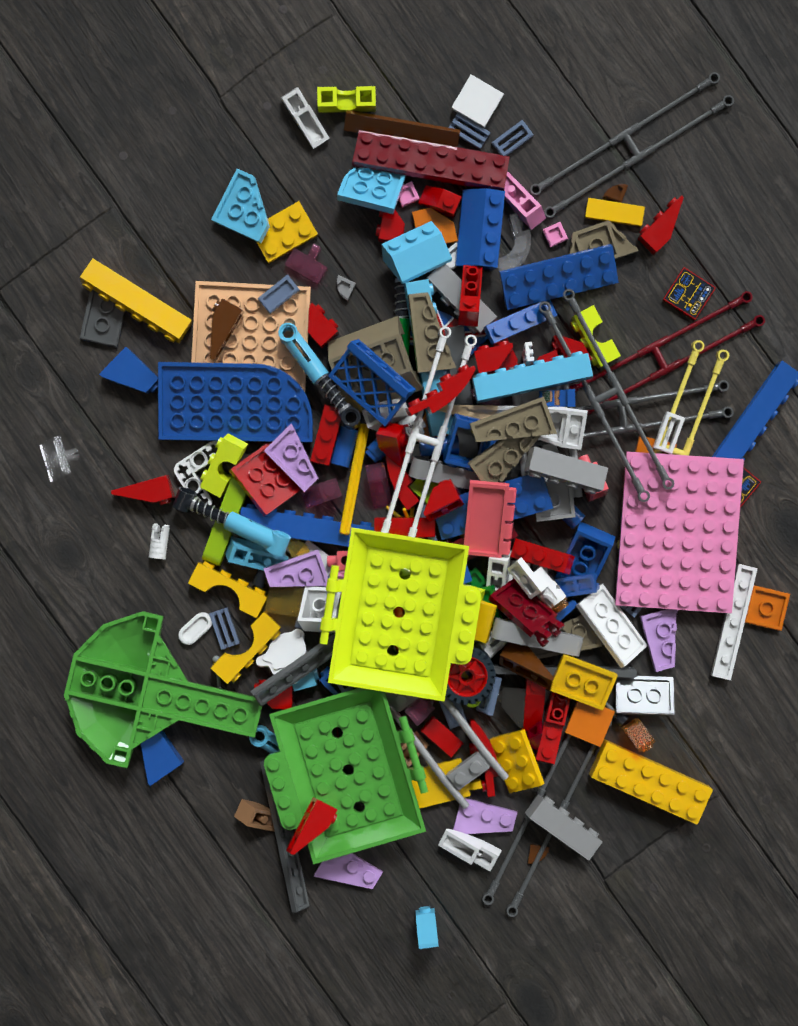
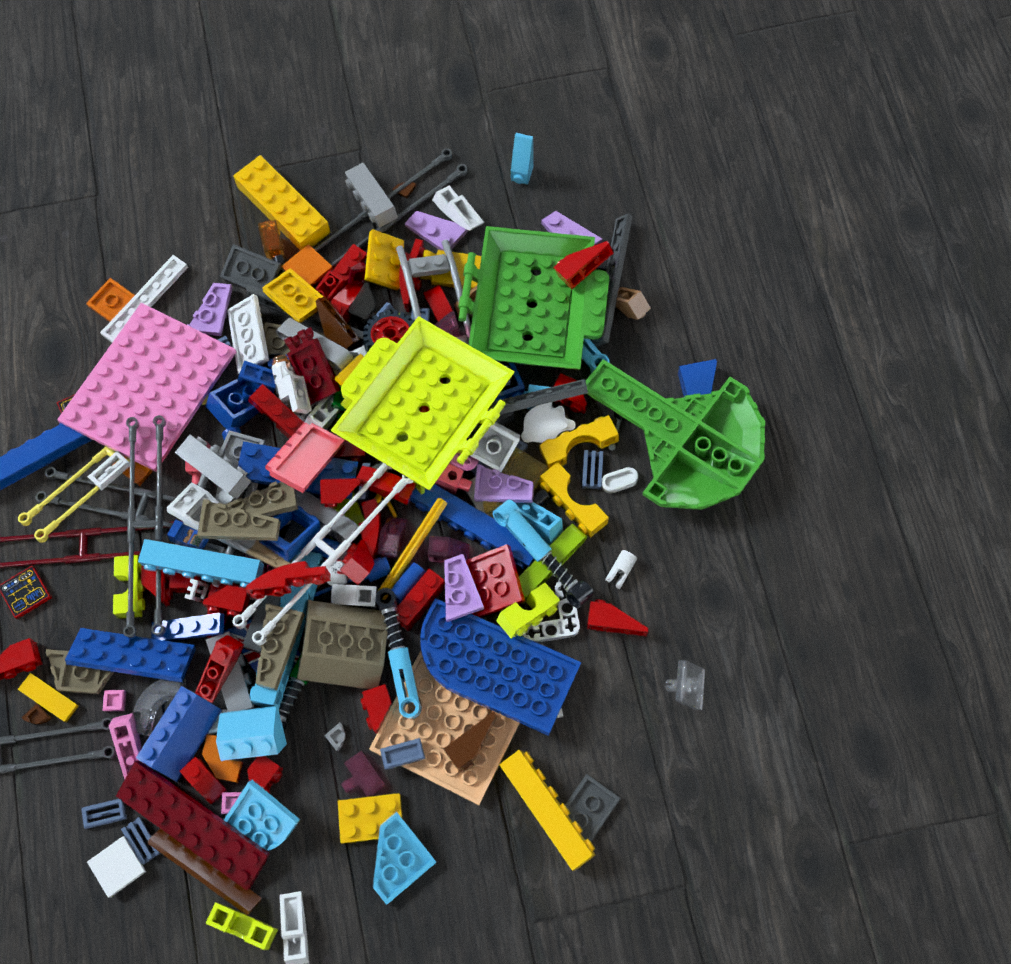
camera: 150 degrees left, 20 degrees down
(131, 372) = (581, 739): blue slope -> none
(384, 373) = (334, 624): blue fence -> none

